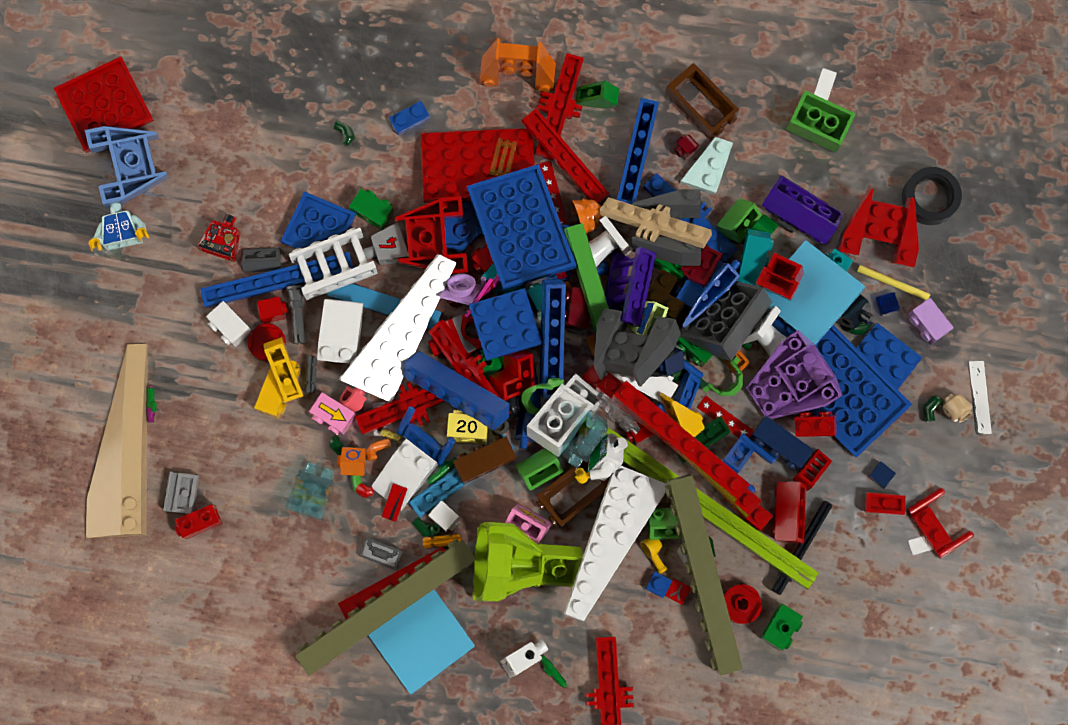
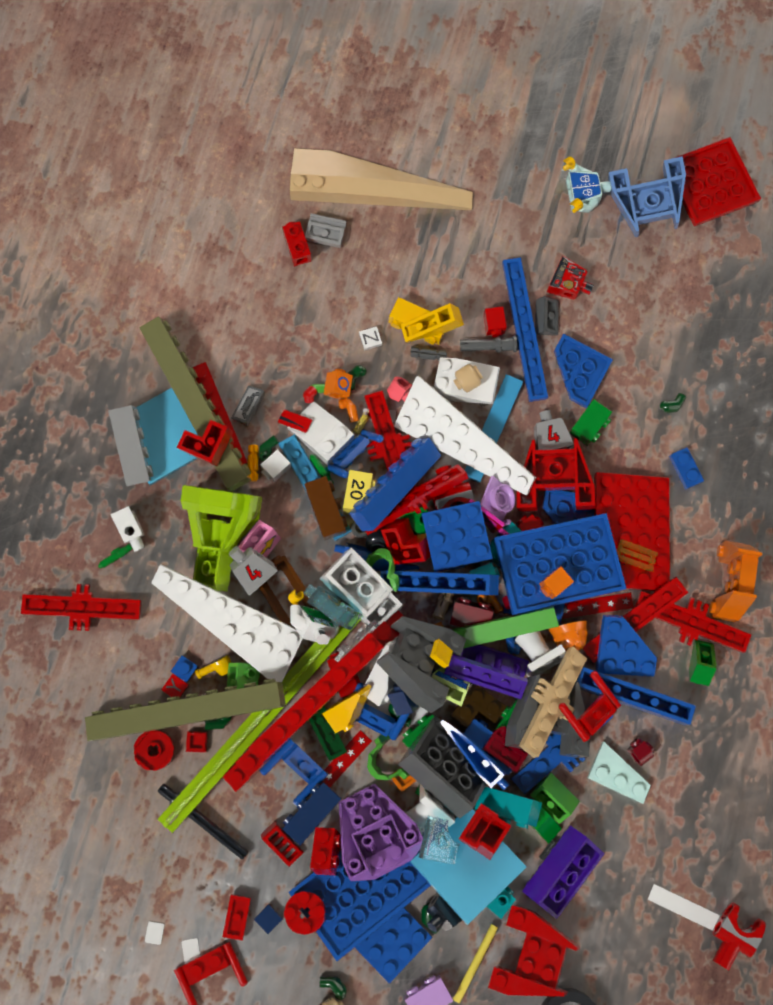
camera: 95 degrees right, 0 degrees up
(151, 404) = (409, 209): green piece -> none
(229, 324) = (483, 281): white brick -> none
(259, 336) = (470, 314): red tile -> none
(298, 434) = (370, 338): none -> white tile
(312, 486) = (312, 345): clear light blue hips -> none
(332, 413) = (389, 366): bright pink brick -> none
(341, 326) = (468, 378): none -> tan head
(347, 275) = (523, 393): white fence -> none
(438, 667) = (130, 445): none -> light grey wedge
(439, 583) = (209, 446): none -> red brick
(539, 468) = (311, 559): bright green brick -> none
(542, 227) = (555, 583): none -> orange brick
(557, 523) = (251, 568): none -> light grey torso
(595, 166) = (623, 650): none -> blue plate
(623, 327) = (441, 653): none -> yellow tile
(661, 184) = (597, 712): none -> red plate
(711, 92) = (721, 770): reddish brown piece -> none
(727, 563) = (196, 742): none -> red tile
(781, 627) = (124, 788): green brick -> none
(790, 512) = (238, 812): red brick -> none
(797, 318) = (437, 842): none -> clear light blue tile
(820, 121) = (662, 904): bright green brick -> none
(839, 58) = (734, 939): none -> red connector
(872, 427) = (305, 925): none -> red plate
(887, 303) = (452, 953): clear blue tile -> none
(909, 581) = (154, 933): none -> white sticker

